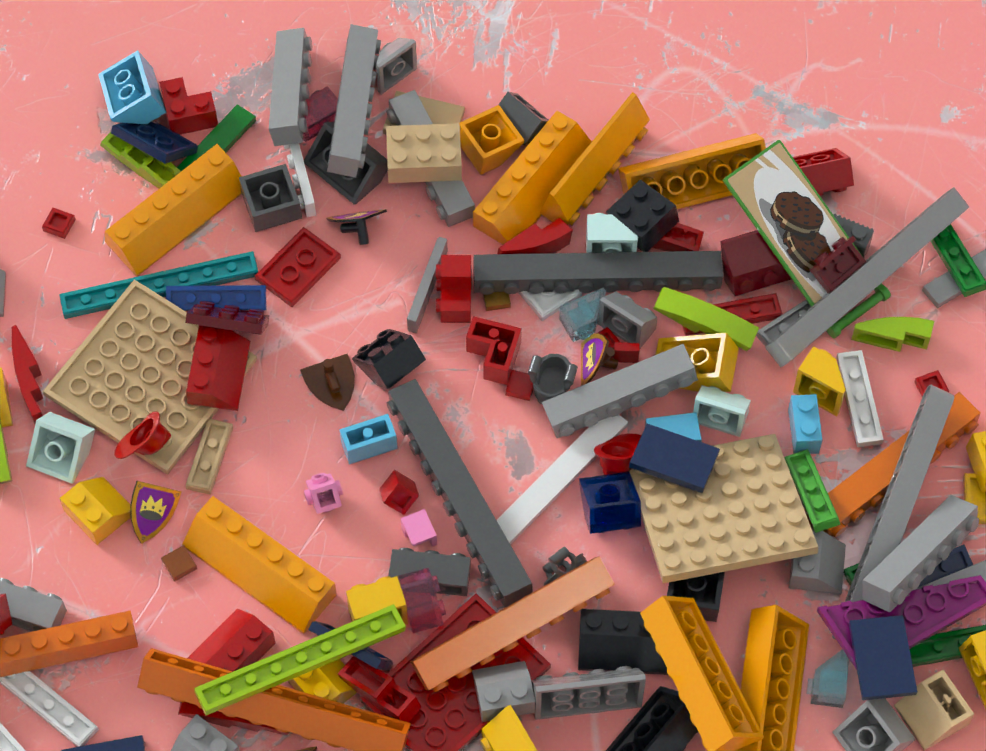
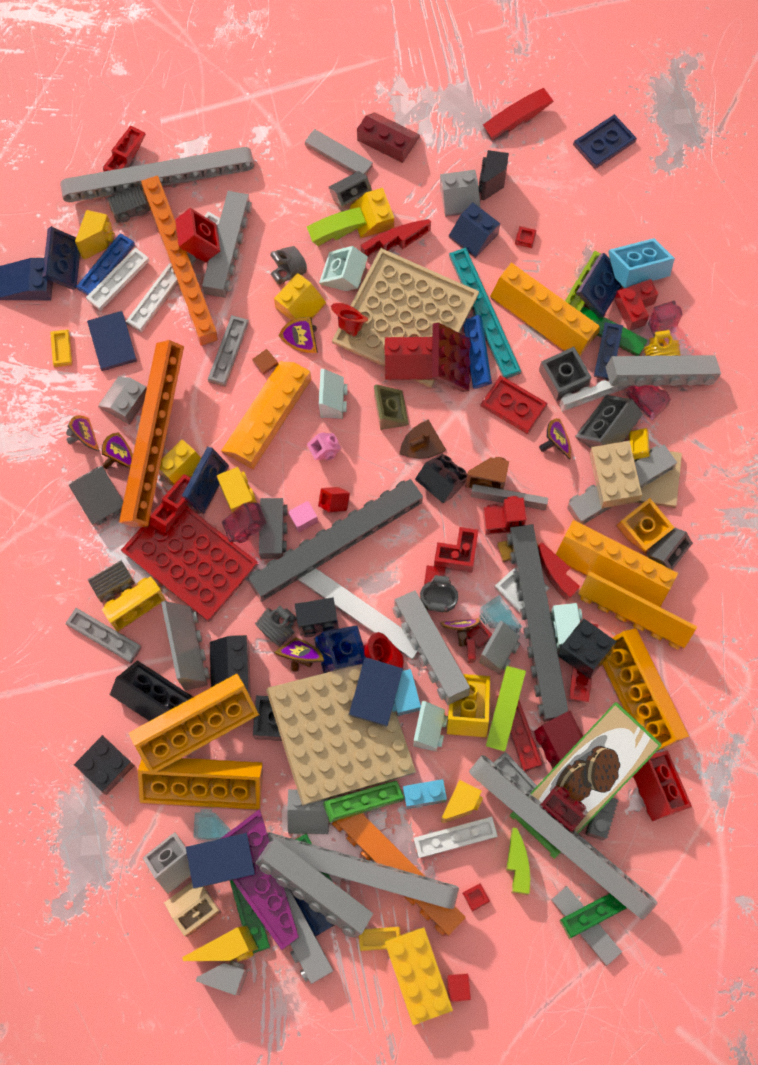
camera: 85 degrees right, 10 degrees up
(35, 510) = (288, 260): none -> dark grey piece
(37, 278) = (474, 230): none -> dark blue slope
(153, 610) = (228, 351): none -> light grey tile
(209, 456) = (351, 367): tan tile -> none
(217, 76) = (665, 317): none -> clear pink brick
(236, 642) = (201, 403): red slope -> none
(246, 146) = (608, 348): none -> dark blue plate
(250, 478) = (332, 395): none -> light aqua slope
(258, 83) = (669, 349): none -> yellow piece
(278, 413) = (390, 407): none -> olive slope
(299, 659) = (177, 441): lime plate -> none
(353, 100) = (656, 417): light grey brick -> none
(368, 439) = (371, 471): medium azure brick -> none
(377, 128) = (639, 443): none -> yellow tile
(395, 63) = (703, 445): light grey slope -> none
(397, 294) = (489, 473): none -> dark orange slope
(504, 686) = (181, 585): light grey slope -> none
(513, 623) = (228, 587): orange brick -> none
(566, 520) = (316, 616): none -> black brick
(611, 546) = (300, 653): none -> shield

